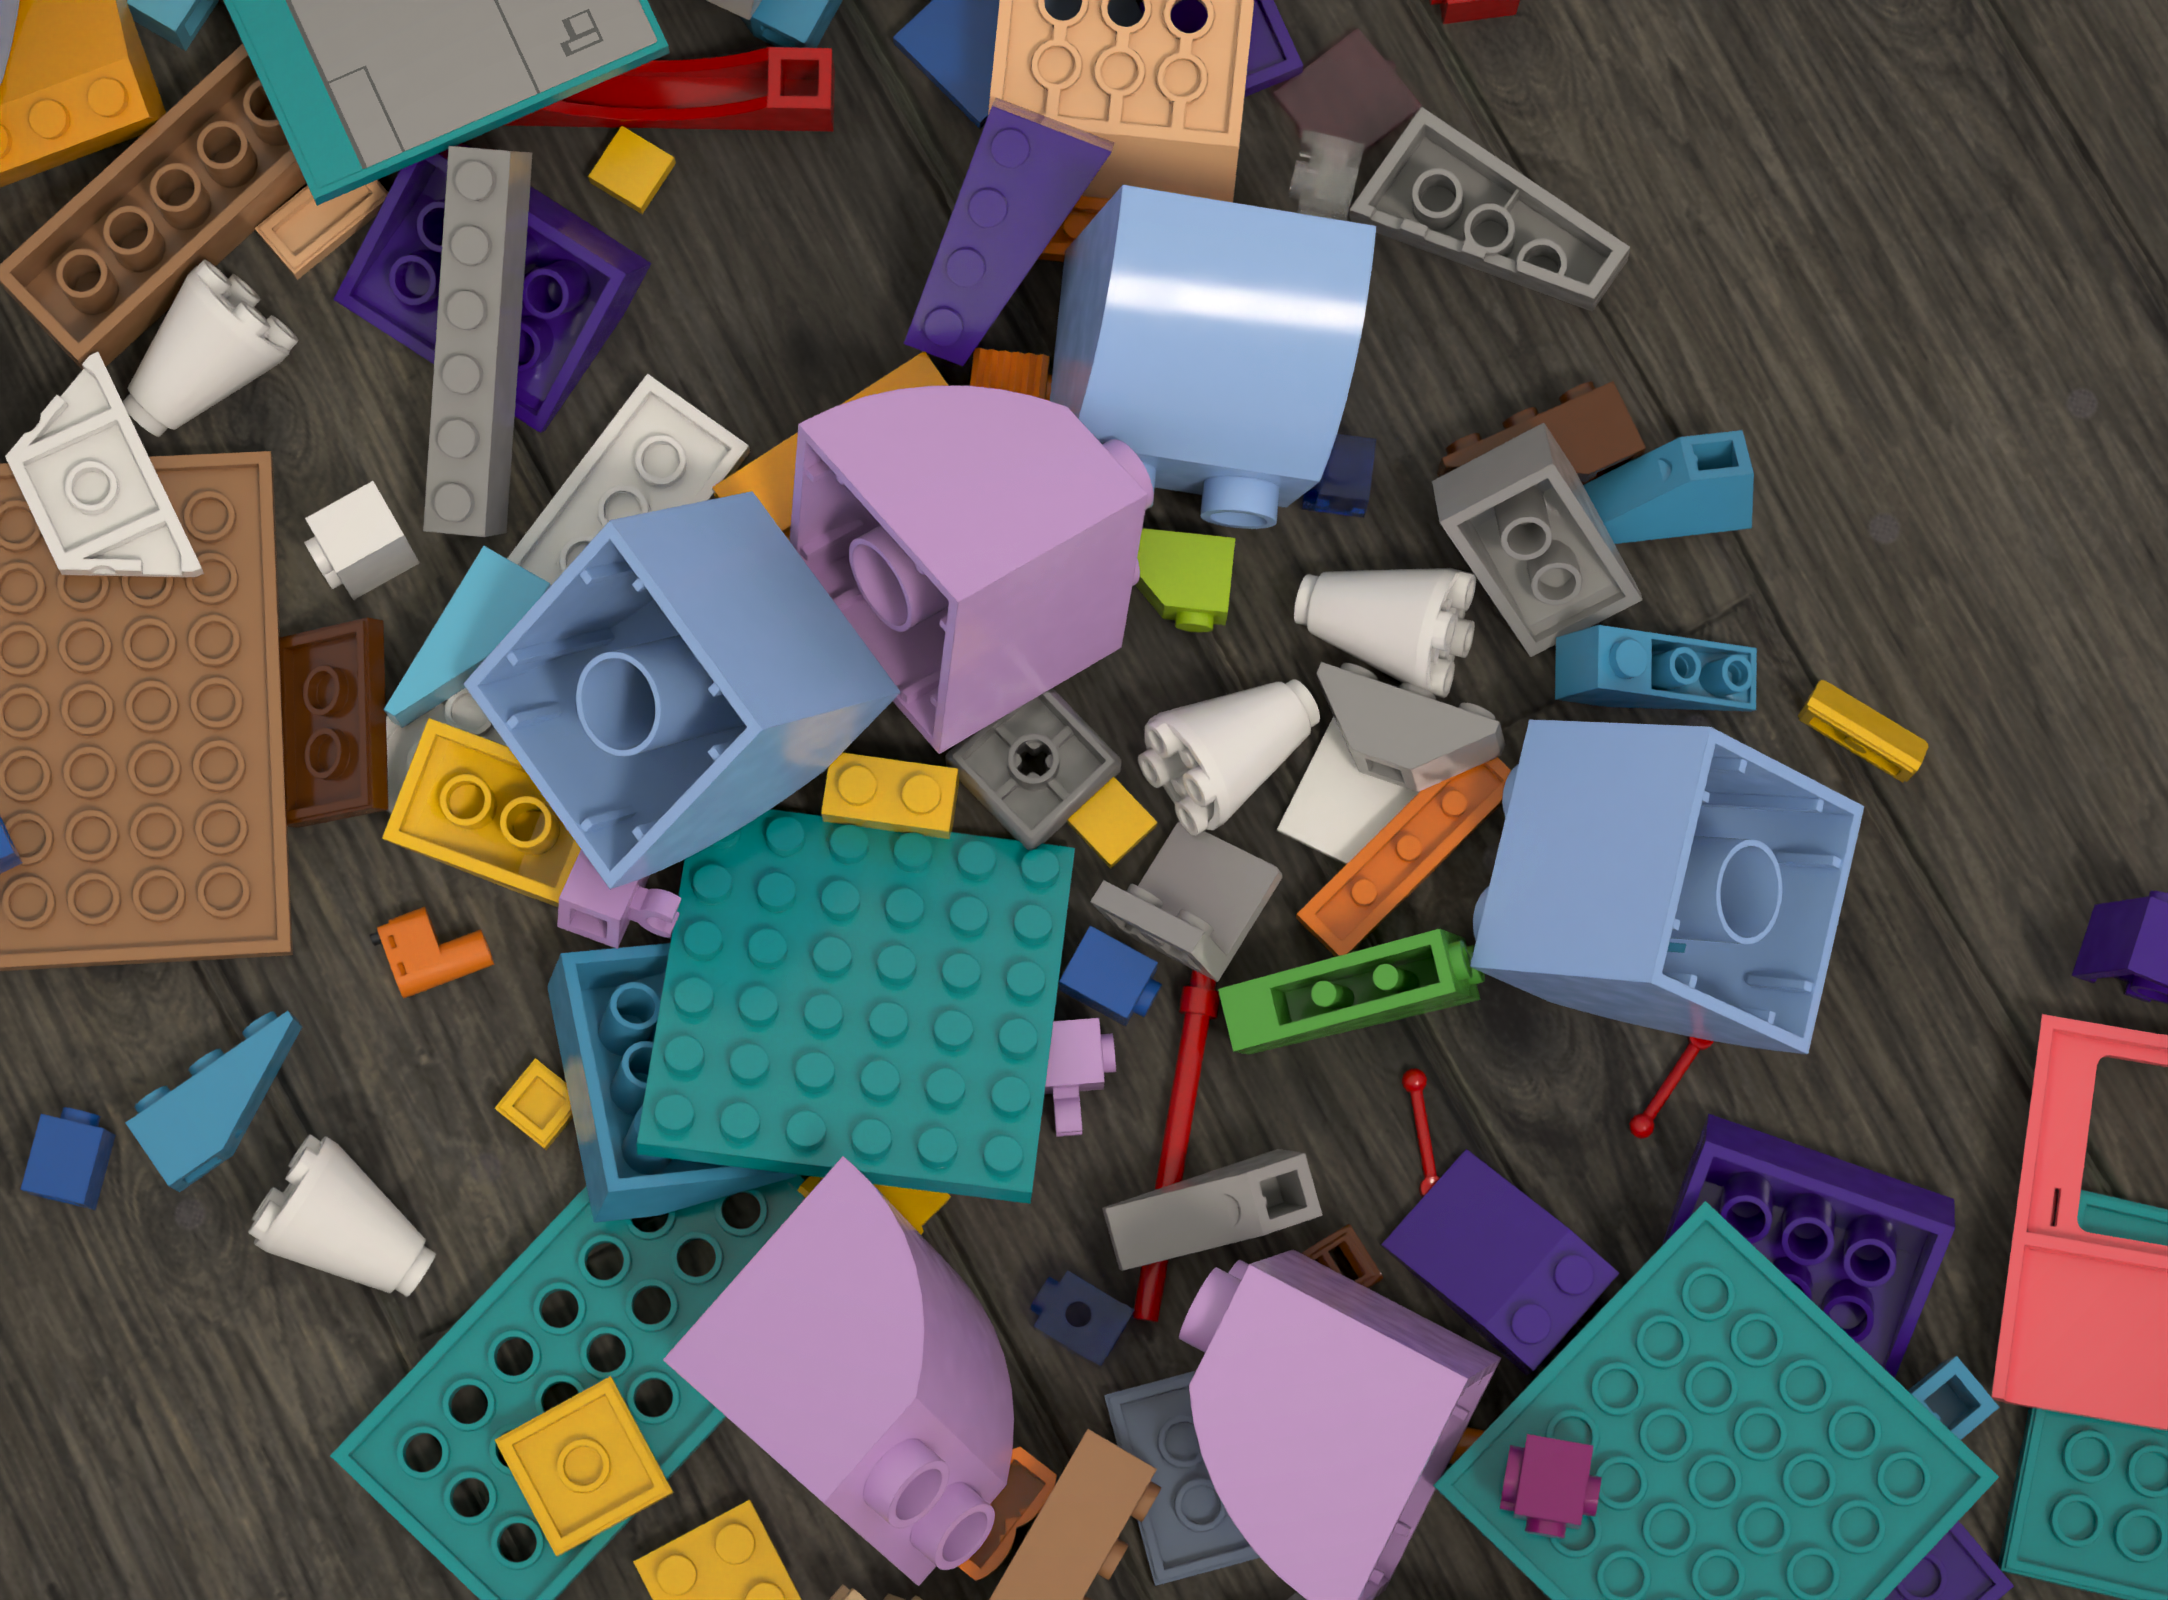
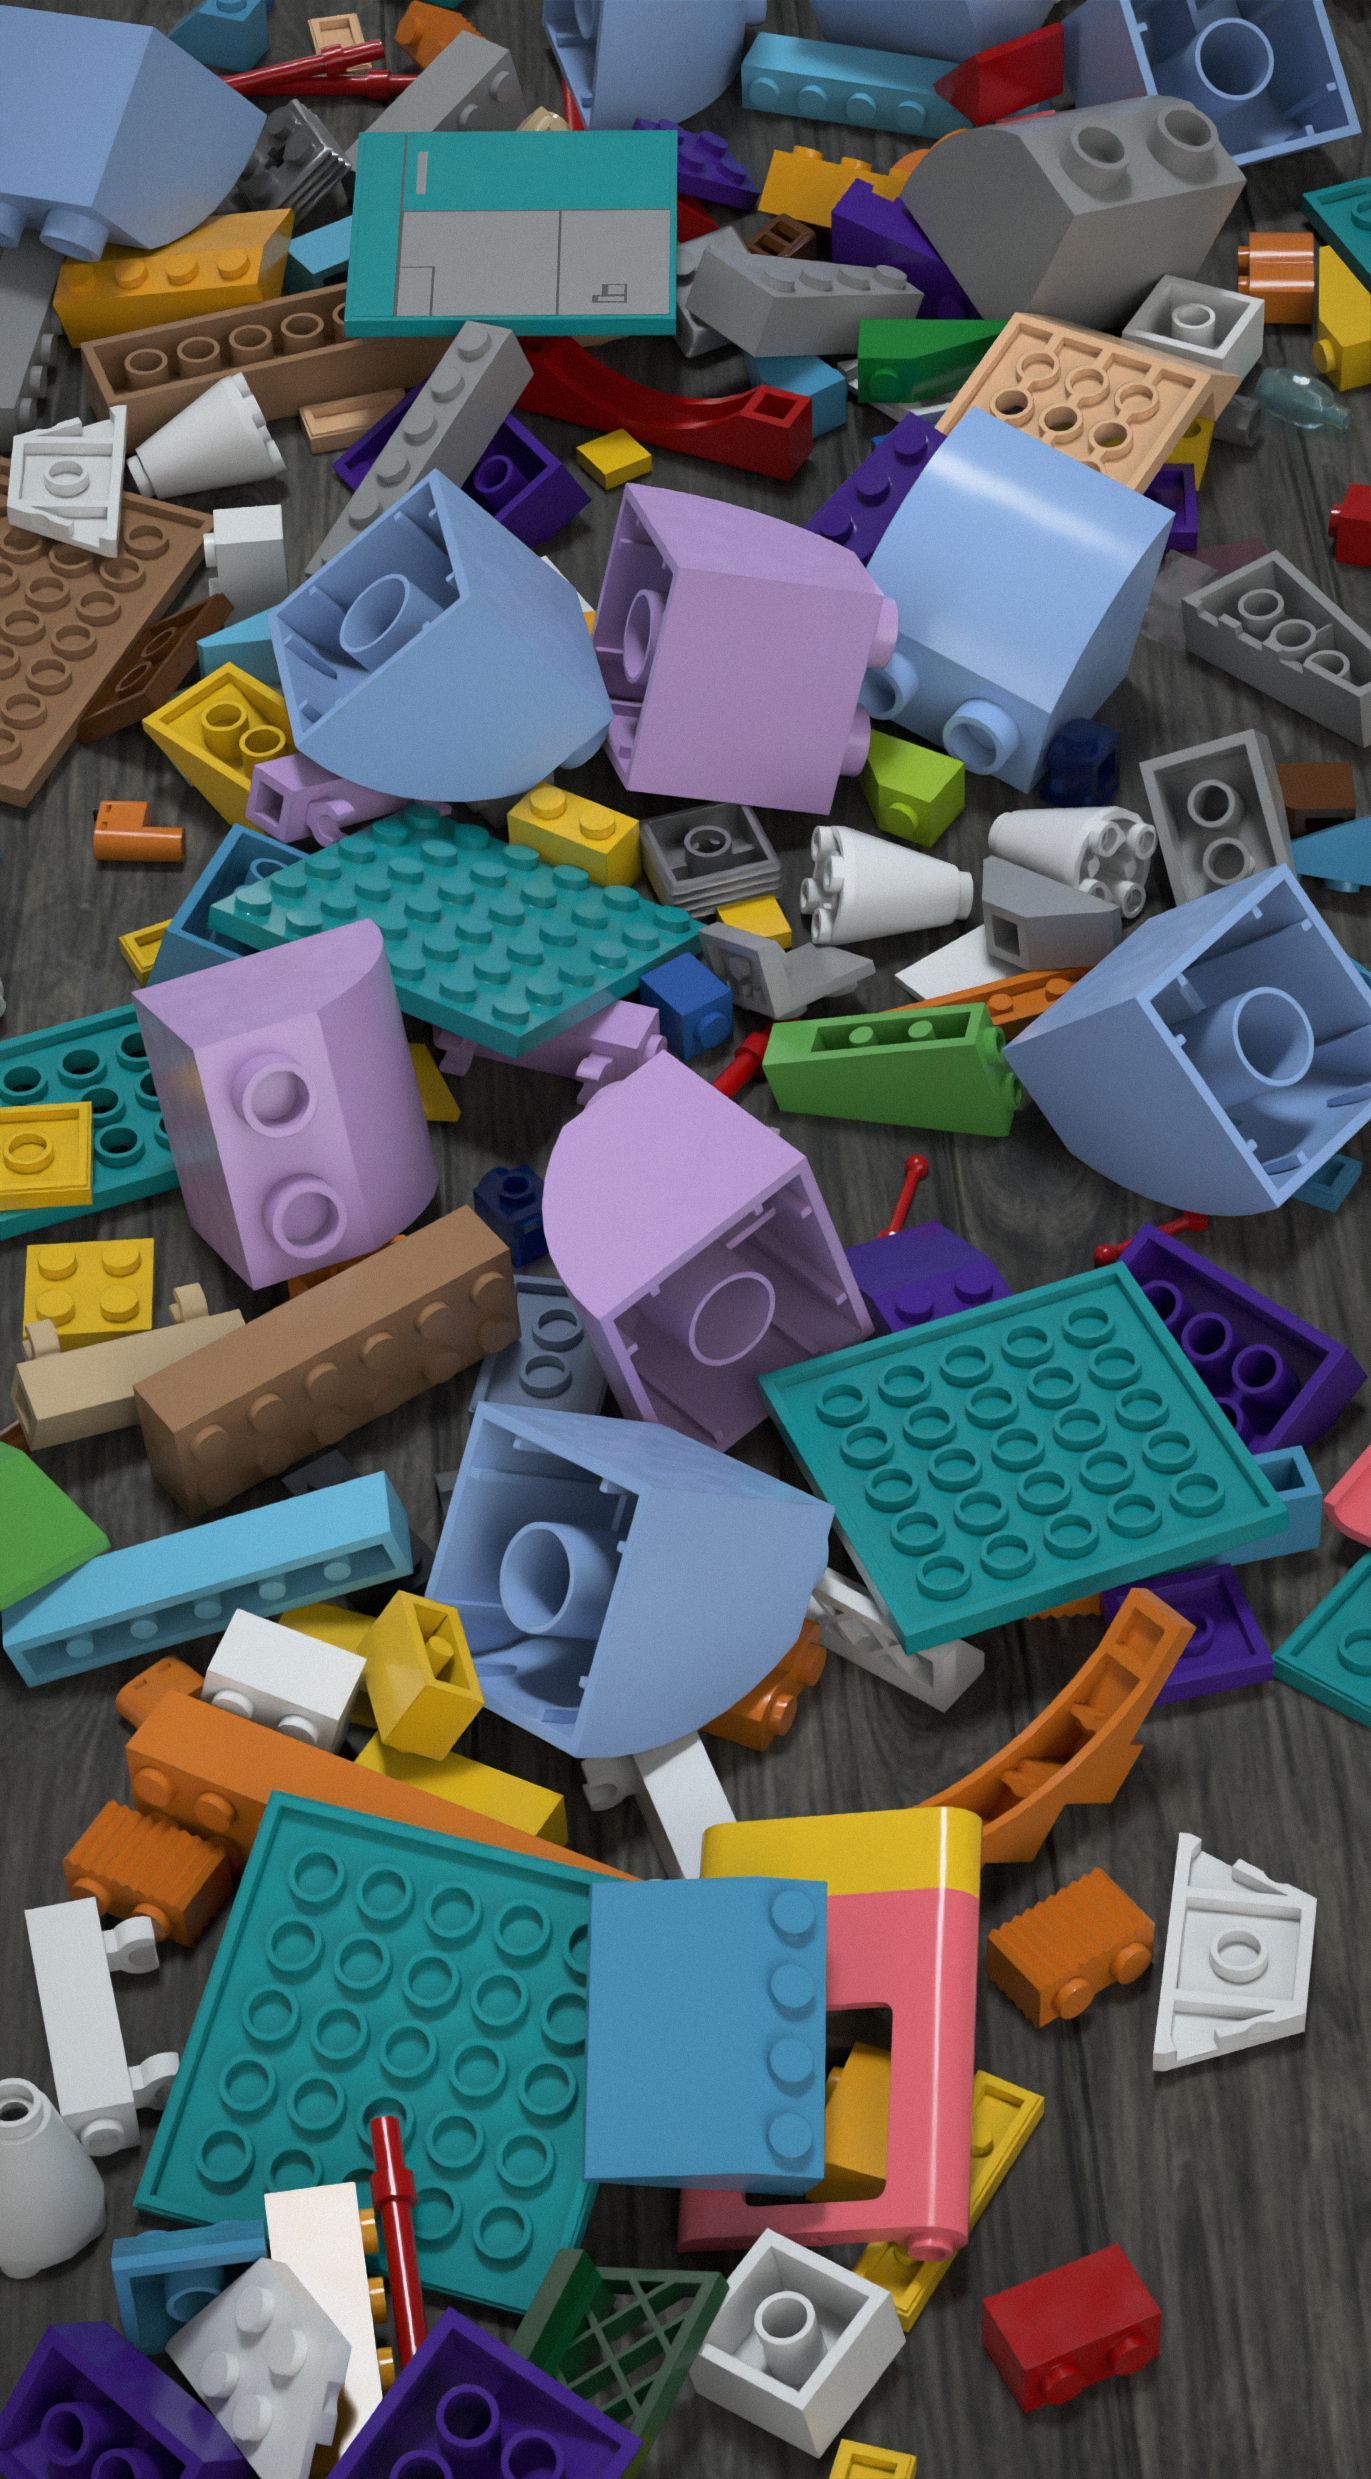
camera: 30 degrees right, 35 degrees down
(1550, 1485) = (860, 1379): magenta brick -> none

